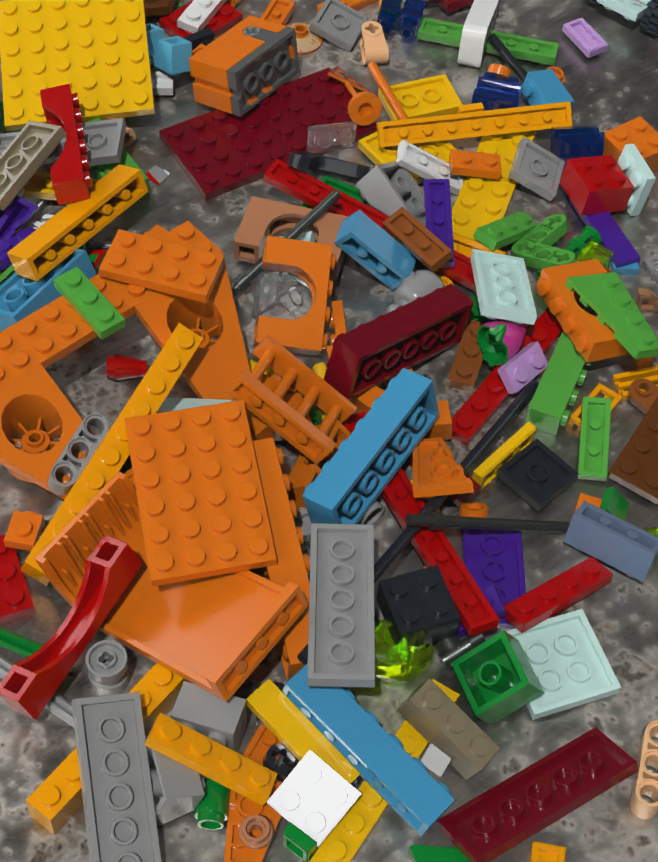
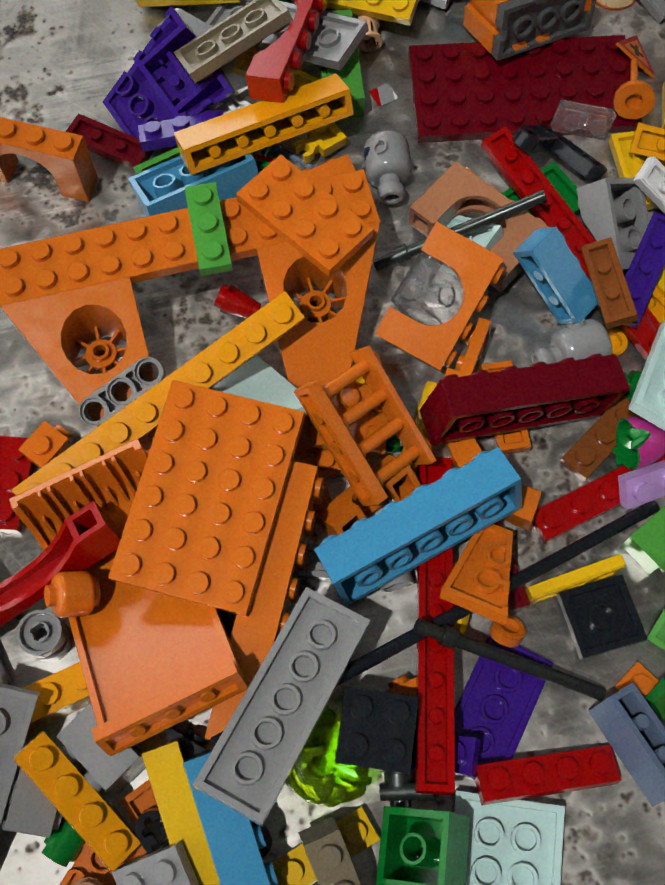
camera: 30 degrees right, 15 degrees up
(122, 613) = (72, 594): none -> orange head
(130, 220) = (321, 140): none -> yellow plate
(194, 209) = (387, 164): none -> light grey piece

